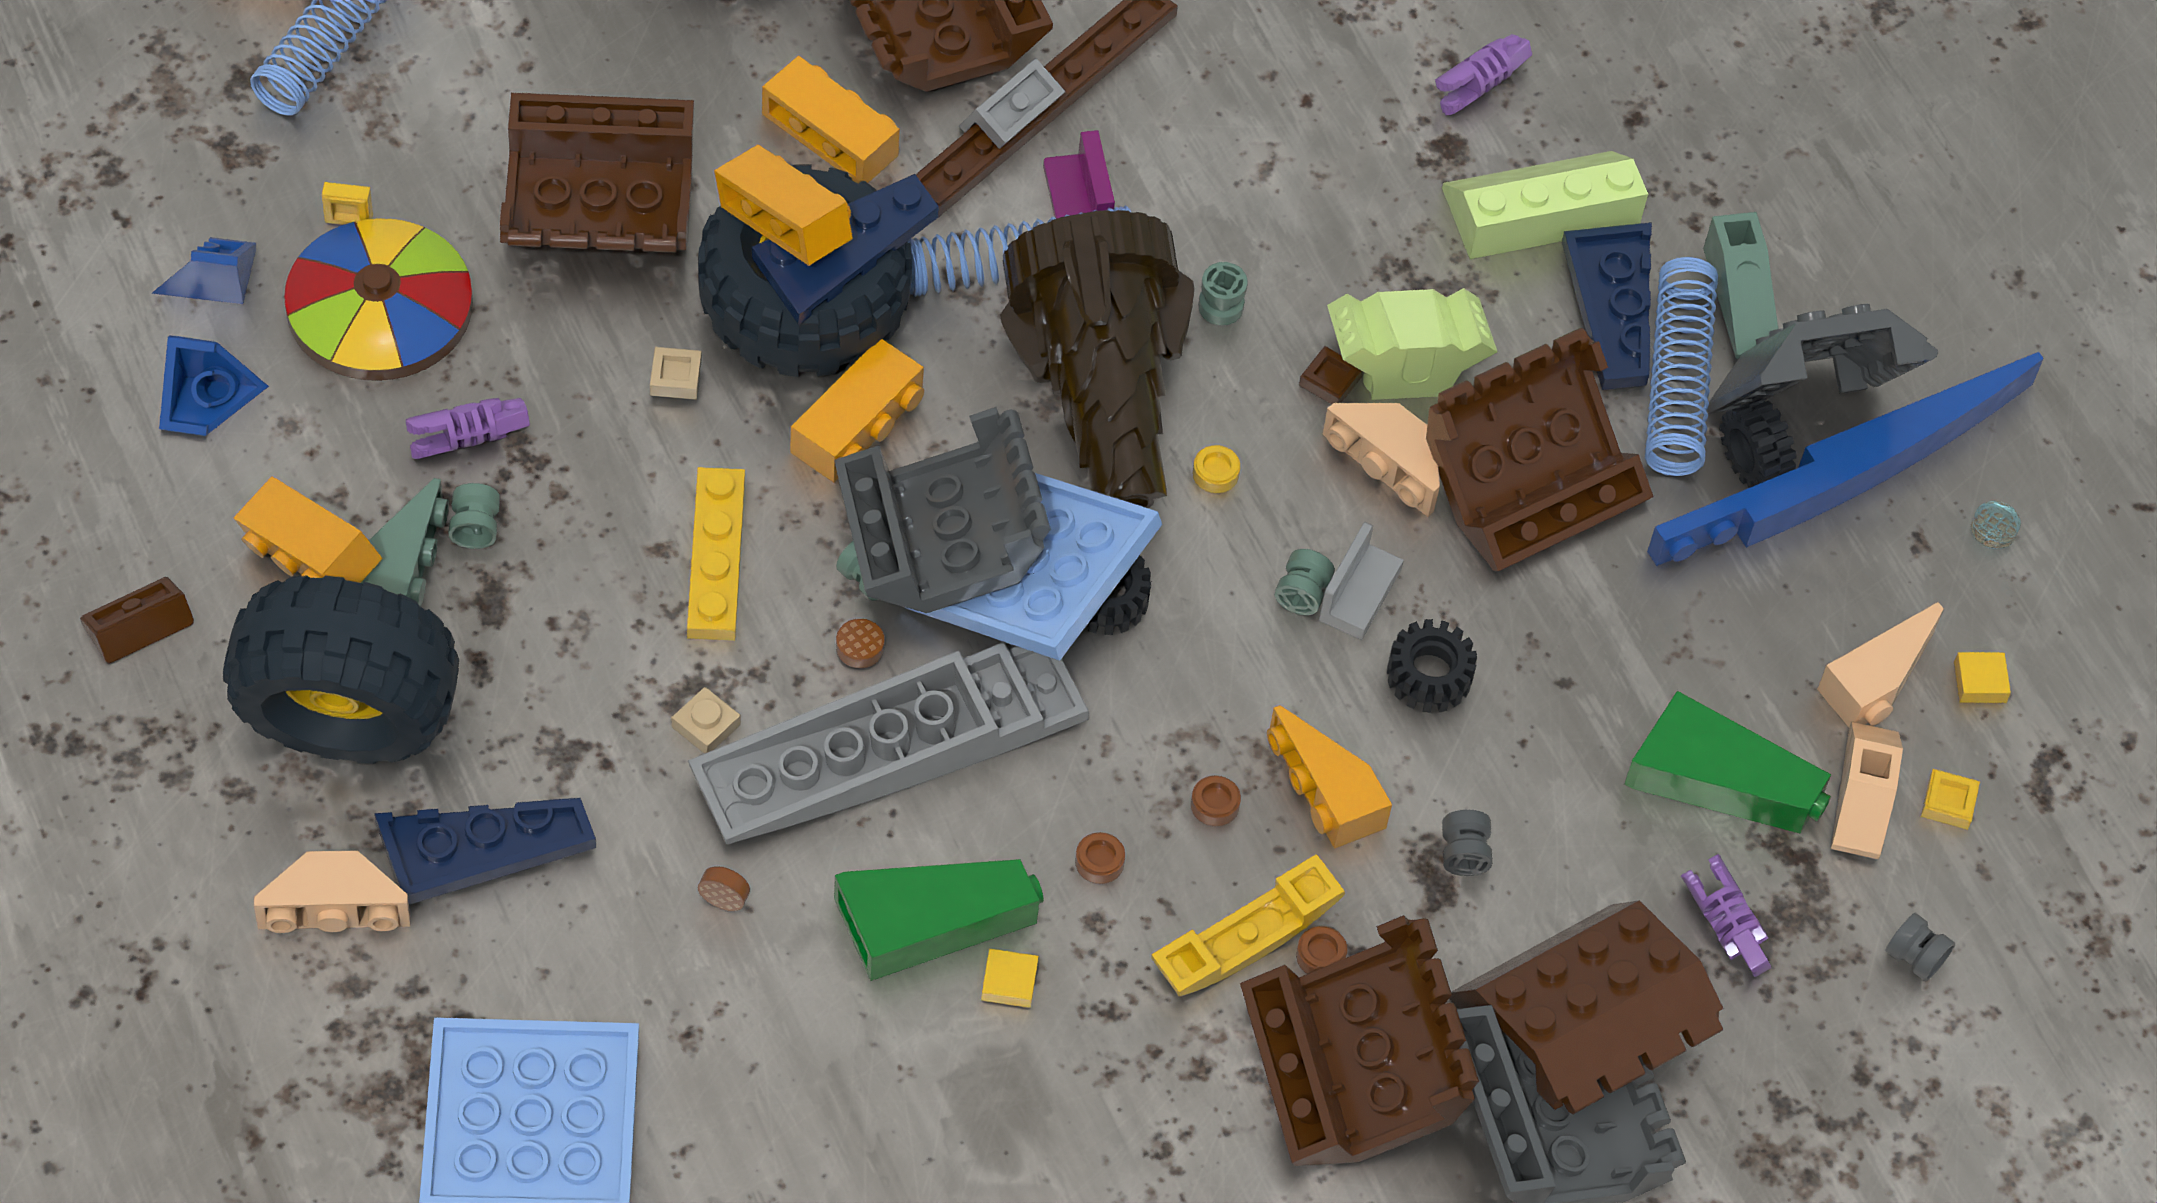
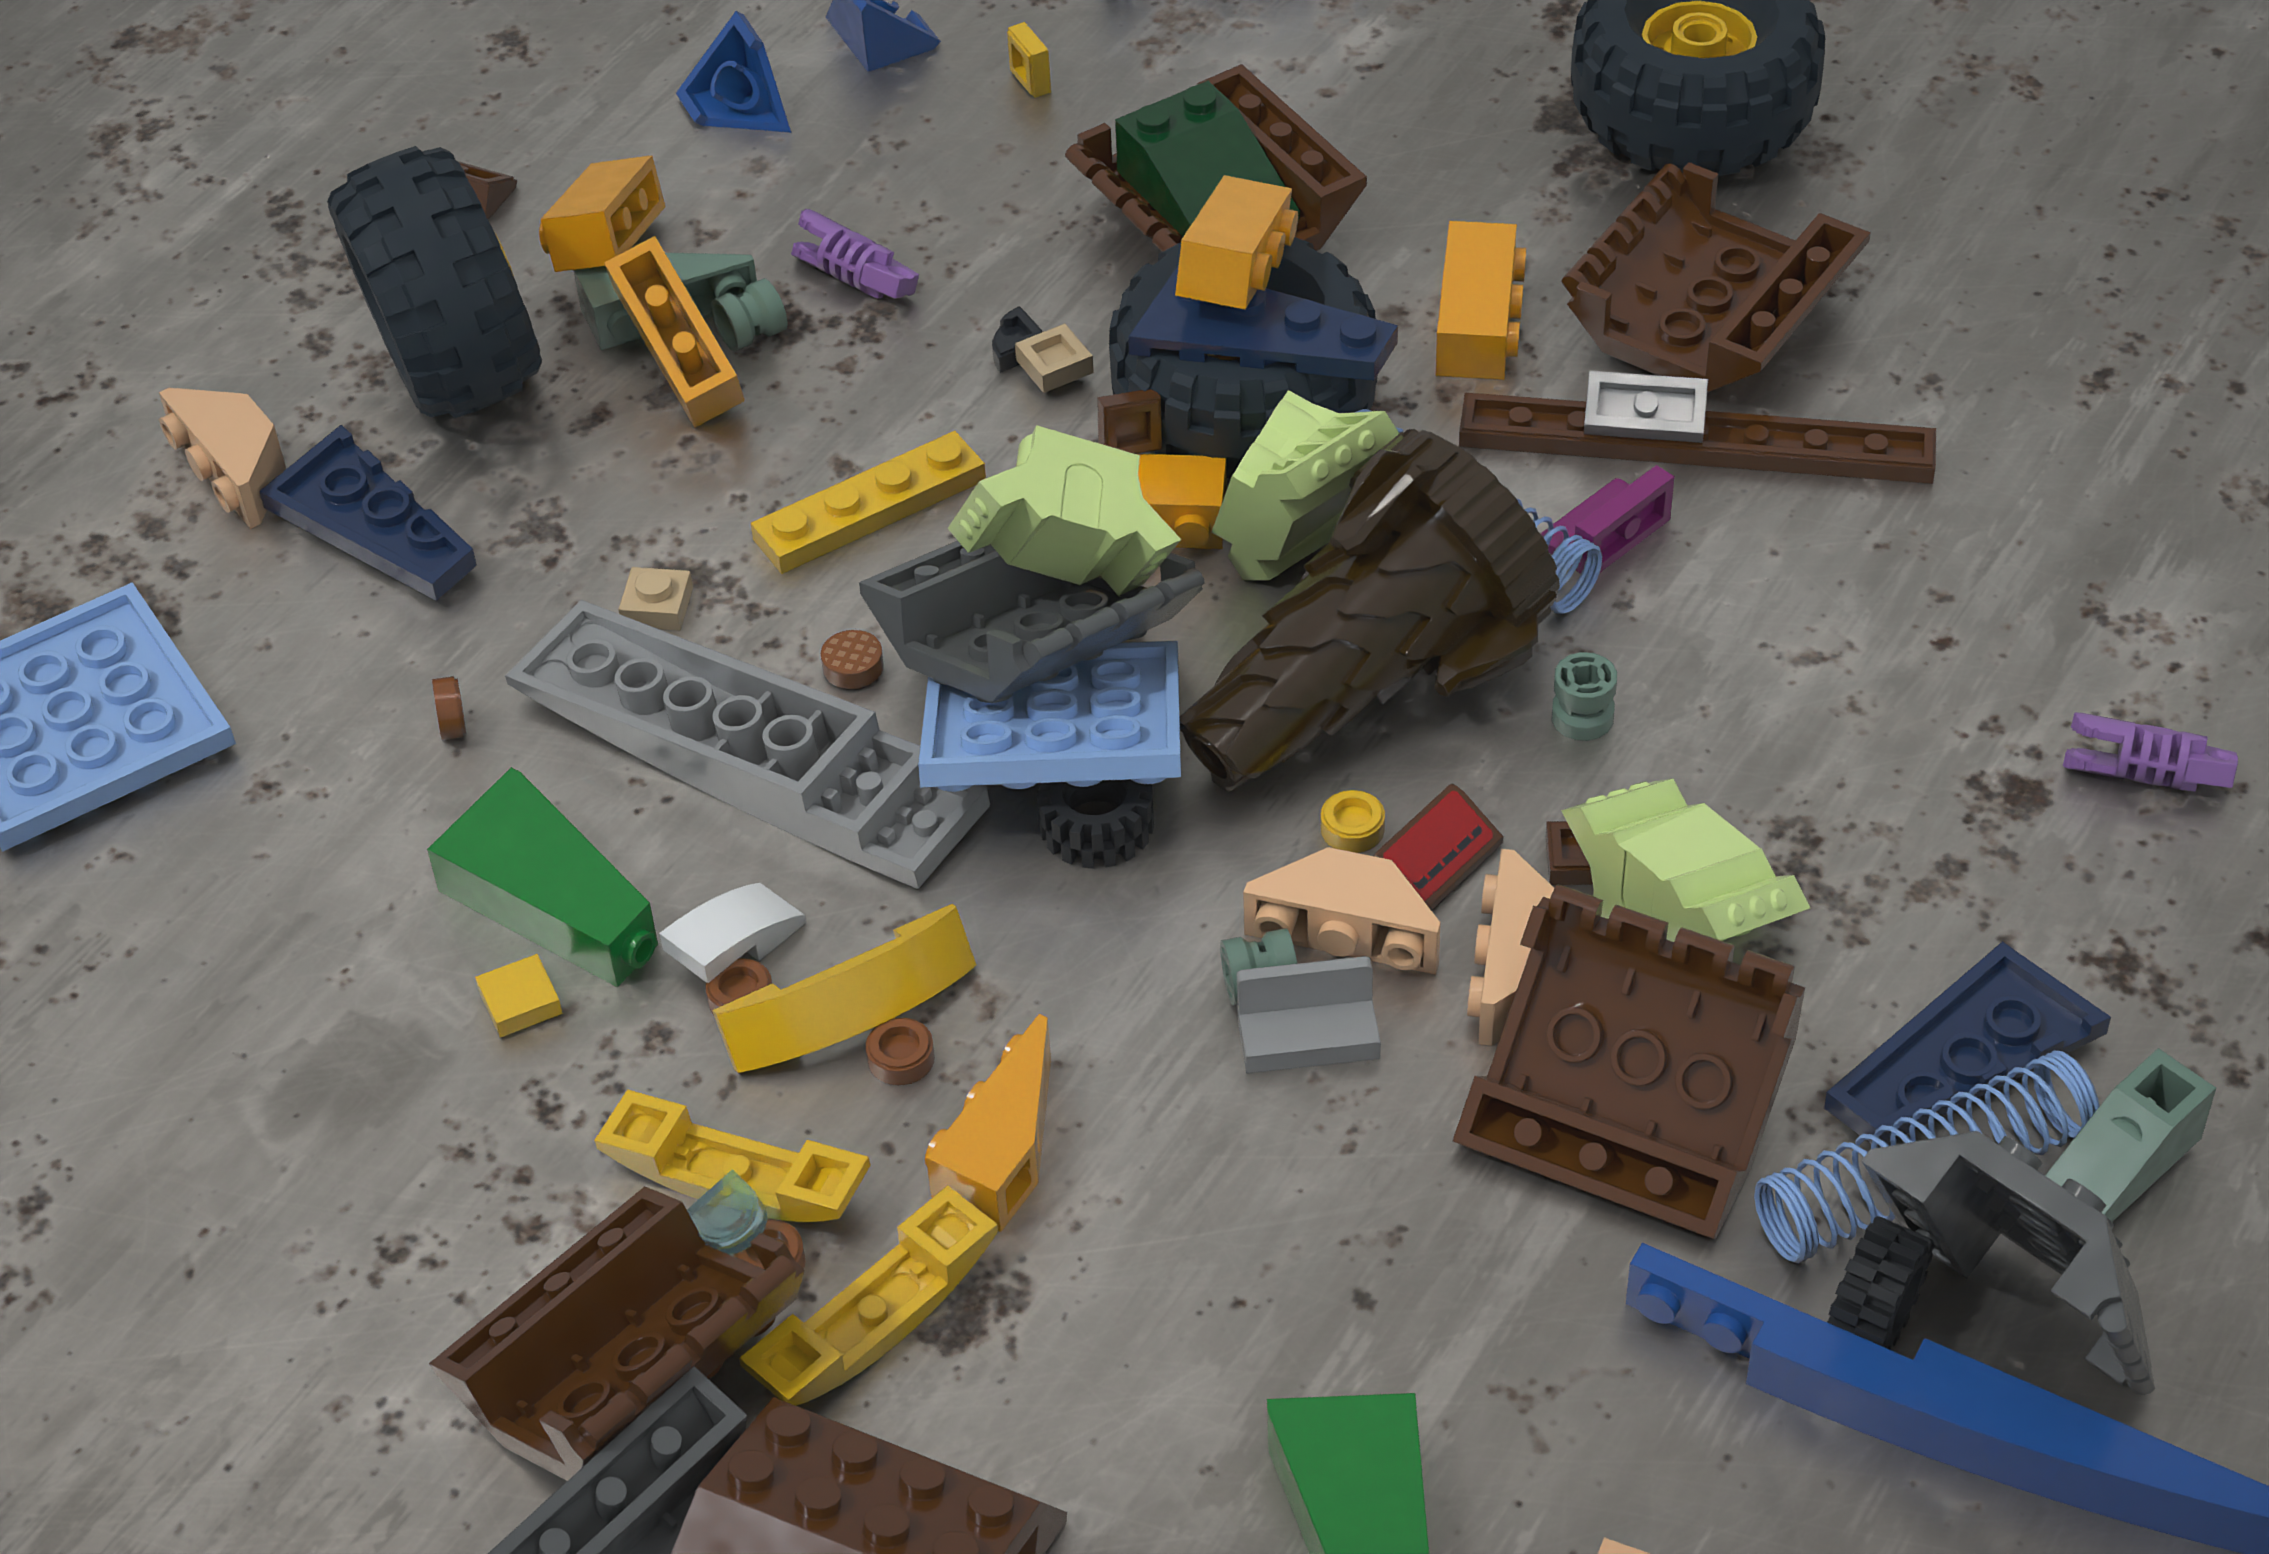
camera: 65 degrees right, 10 degrees down
(378, 299) = (951, 140): dish -> none
(488, 563) = (674, 331): none -> light orange brick
(592, 181) = (1183, 149): none -> dark green slope
(627, 383) = (1013, 328): none -> black tile
(824, 367) = (1130, 421): none -> reddish brown tile
(917, 440) = (1068, 513): none -> yellowish green slope
(966, 312) = (1295, 484): none -> yellowish green slope
(1054, 834) = (729, 926): none -> white slope
(1162, 847) = (848, 997): none -> yellow slope
(1278, 445) = (1442, 844): none -> red slope
(1294, 948) = (729, 1215): none -> clear light blue tile
(1298, 510) = (1346, 908): none -> light nougat slope
(1394, 881) = (879, 1307): none -> yellow slope
(1427, 688) = (1253, 1177): black tyre -> none
(1467, 842) = (1024, 1307): dark grey wheel -> none
(1544, 200) = (2005, 892): yellowish green slope -> none

